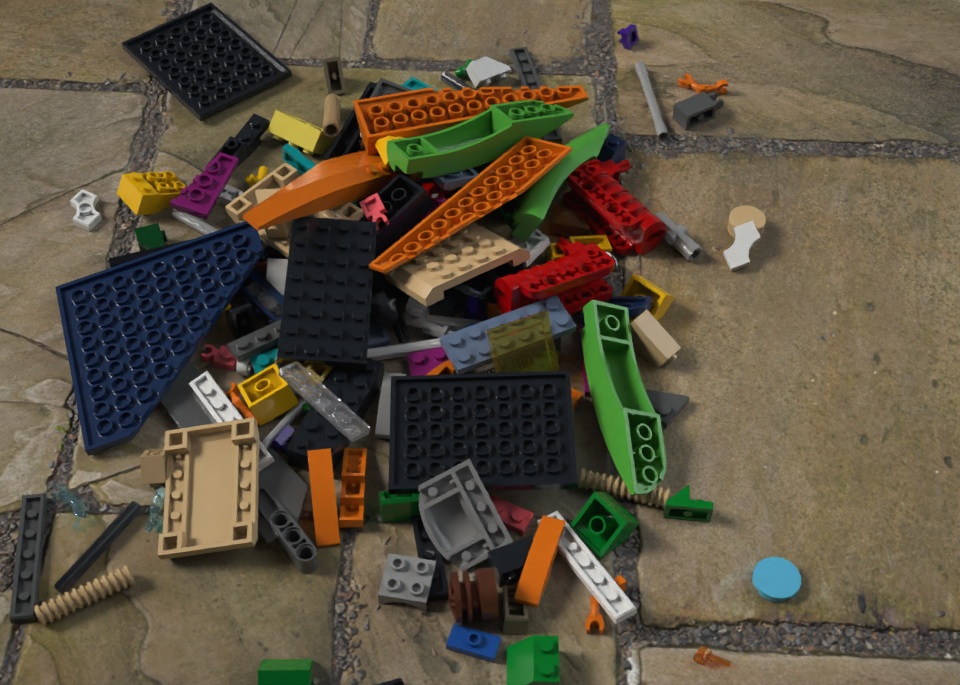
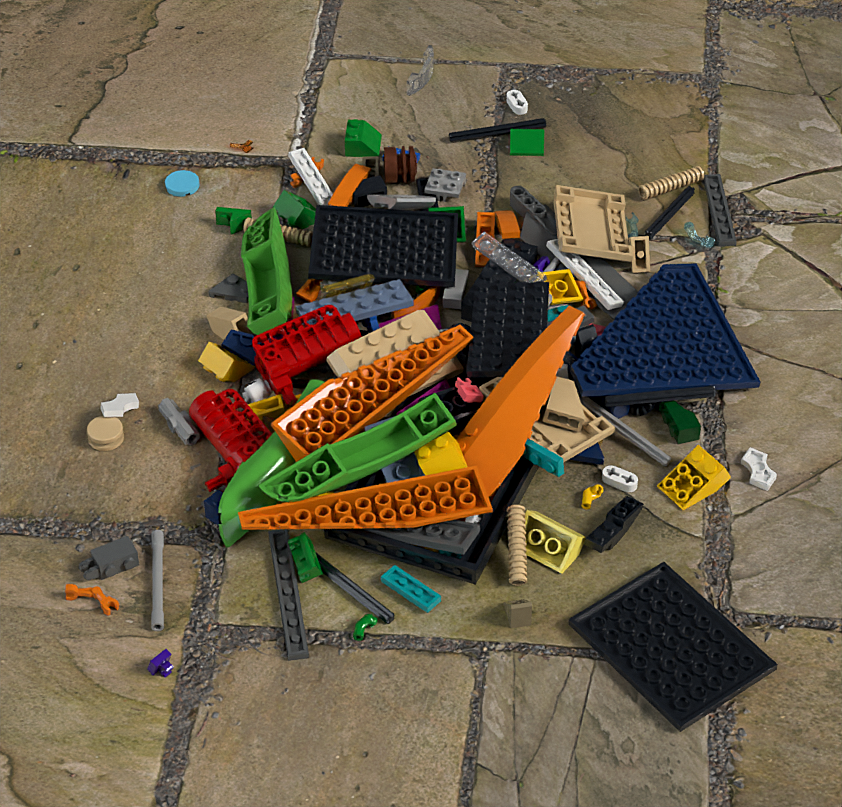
camera: 175 degrees left, 5 degrees down
(206, 188) = (639, 467): magenta wing -> none
(486, 70) = (339, 610): white slope -> none

